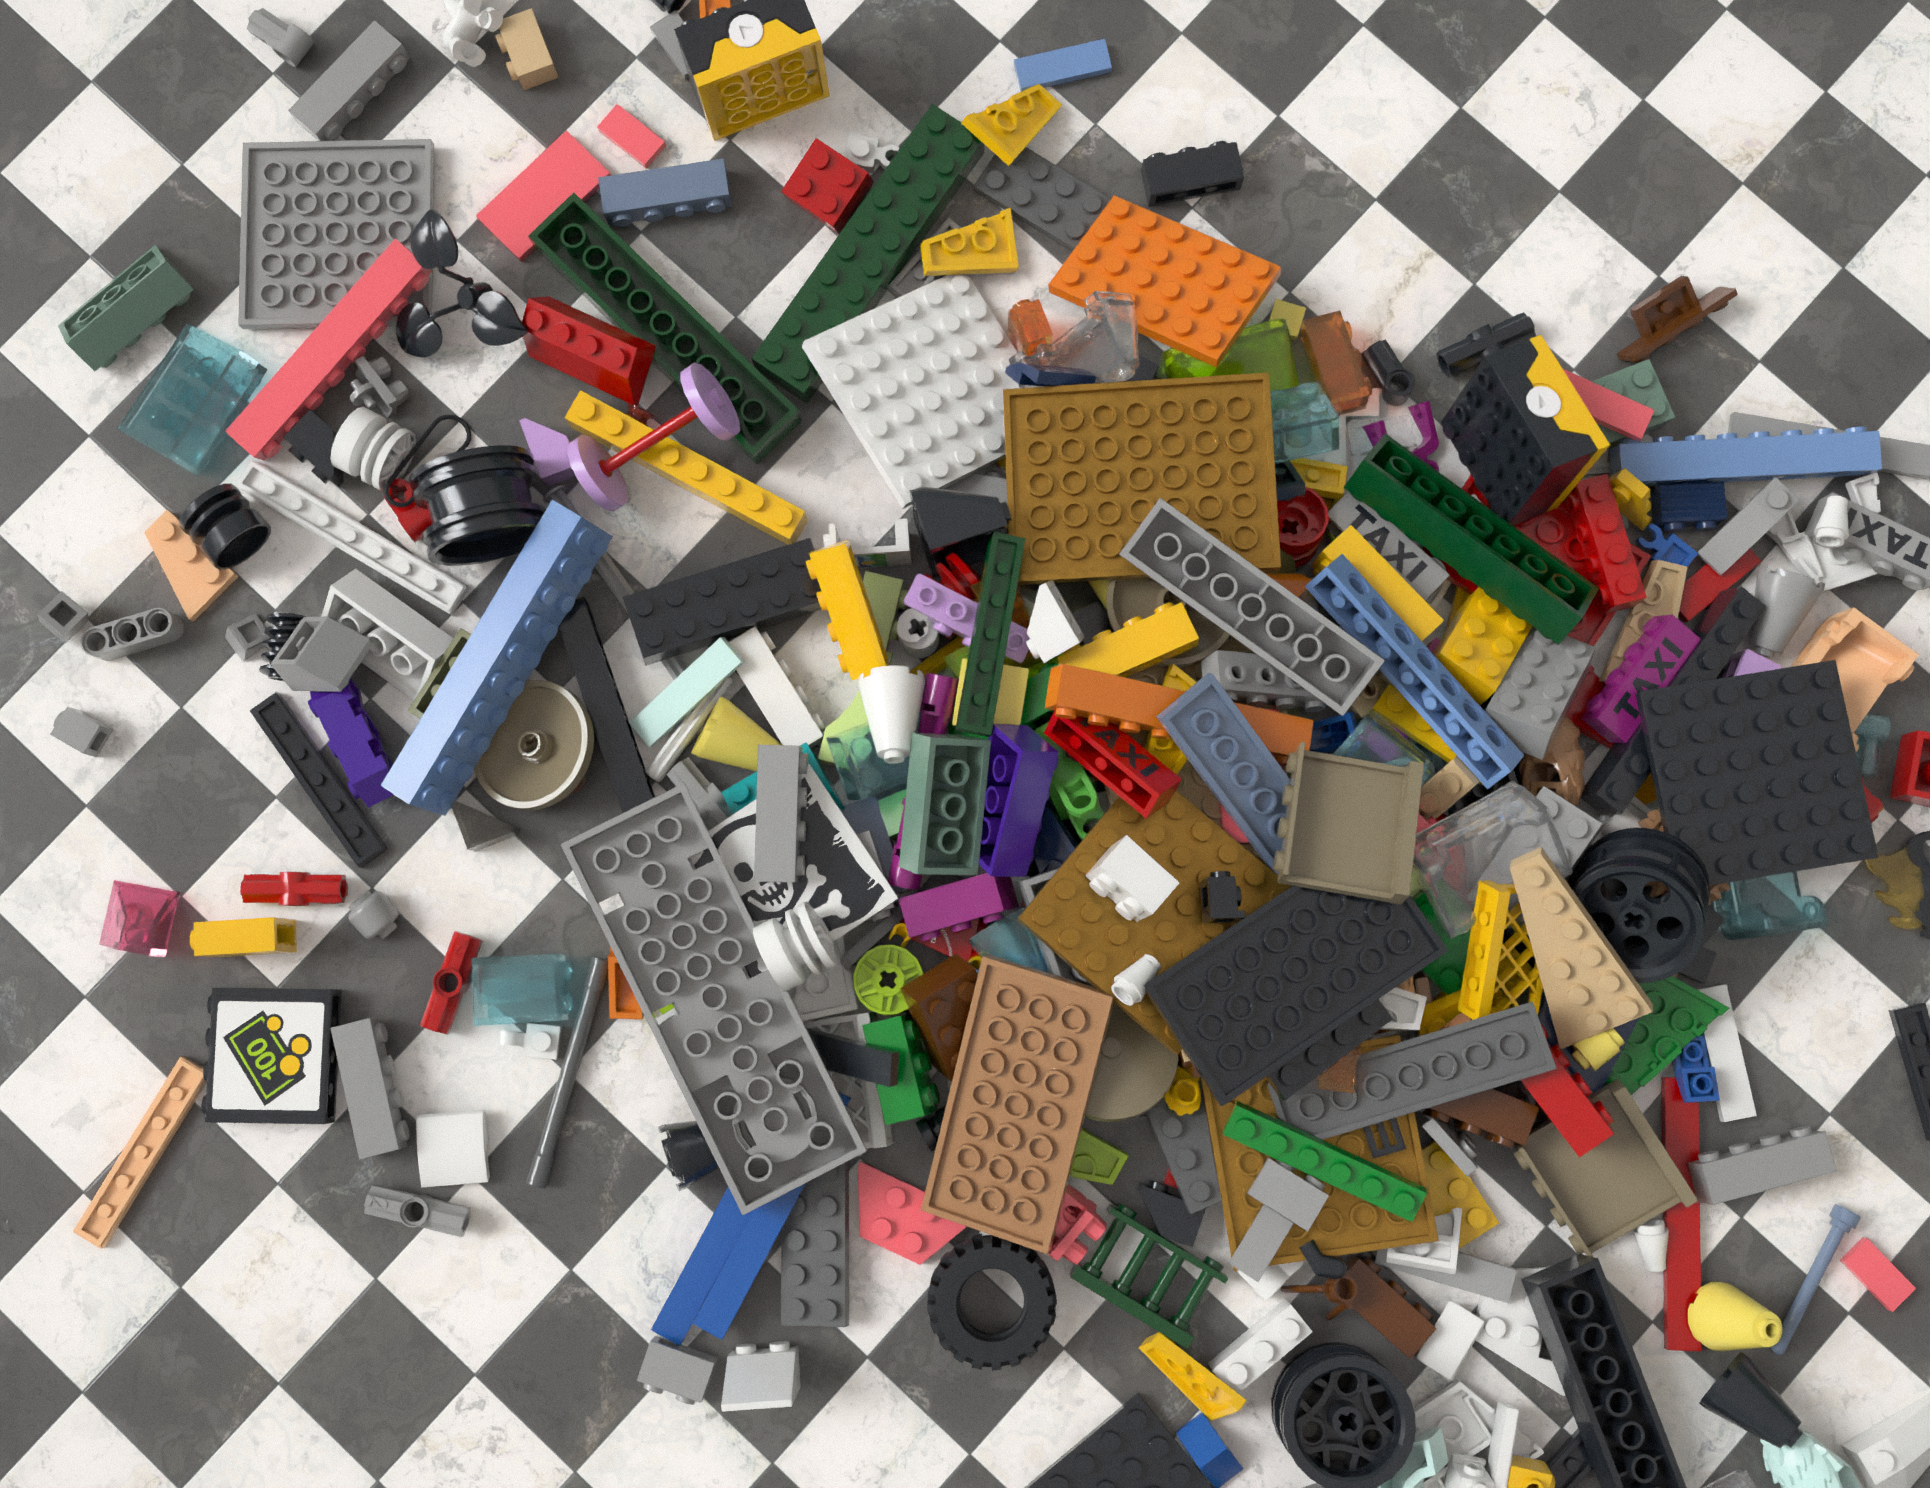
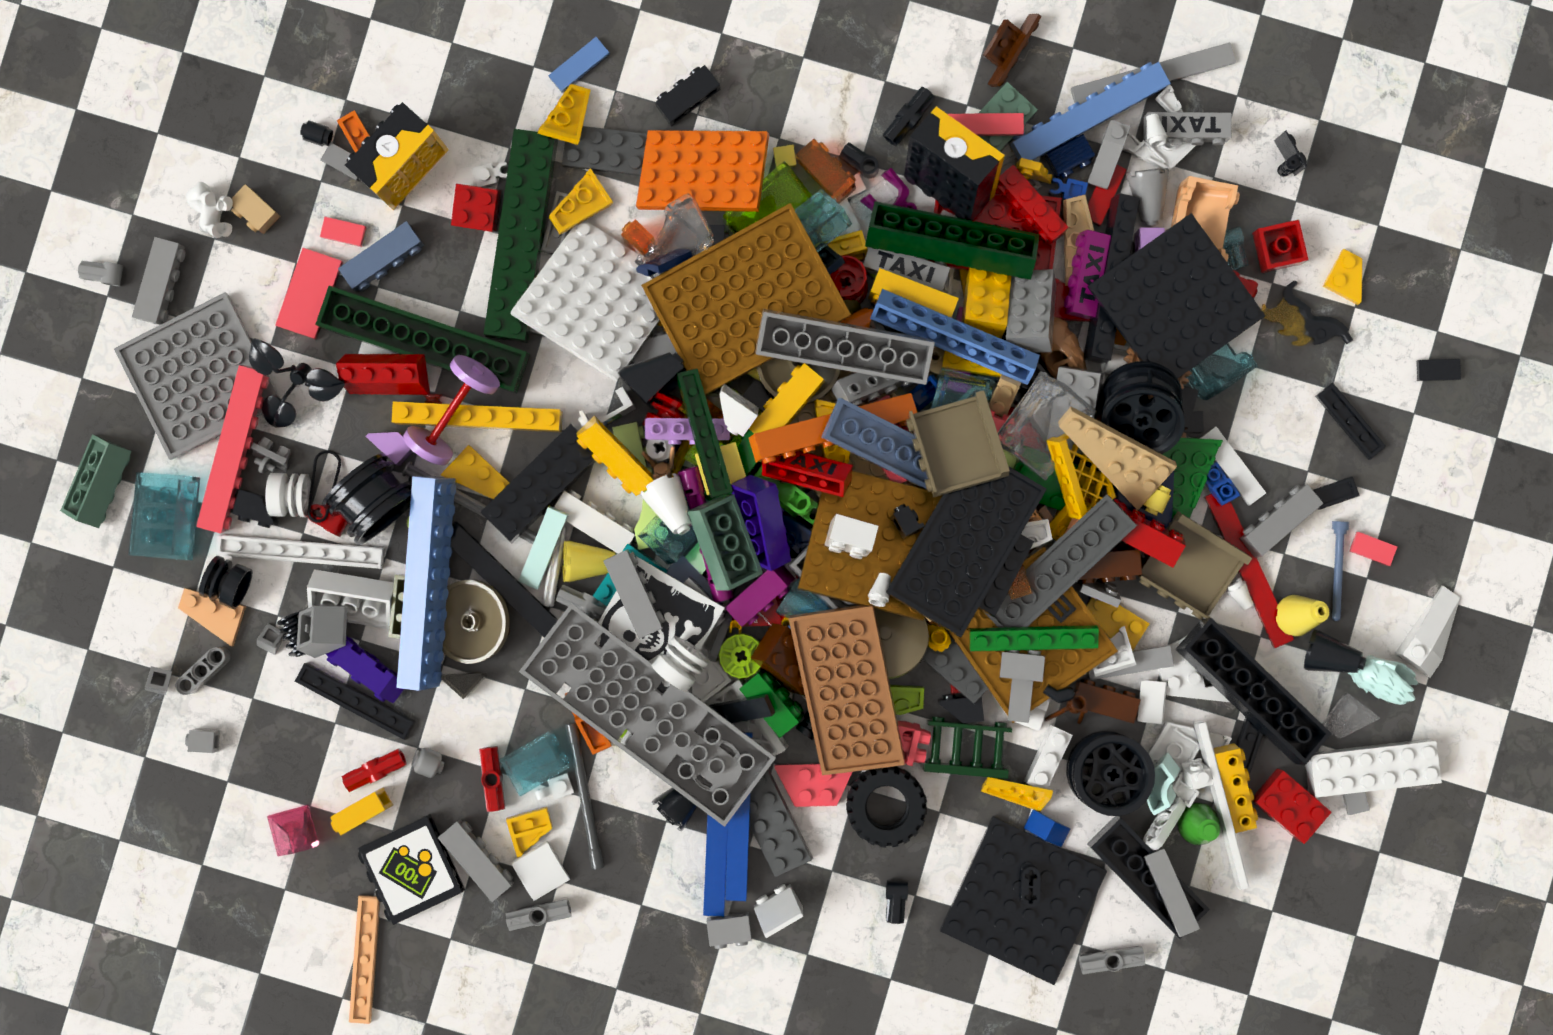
camera: 25 degrees left, 5 degrees up
(466, 1079) = (528, 828): none -> yellow wing
(644, 544) = (475, 473): none -> yellow wing
(907, 658) = (661, 468): none -> light nougat plant
(942, 1442) = (896, 896): none -> black piece
(1862, 1165) = (1337, 492): none -> black tile

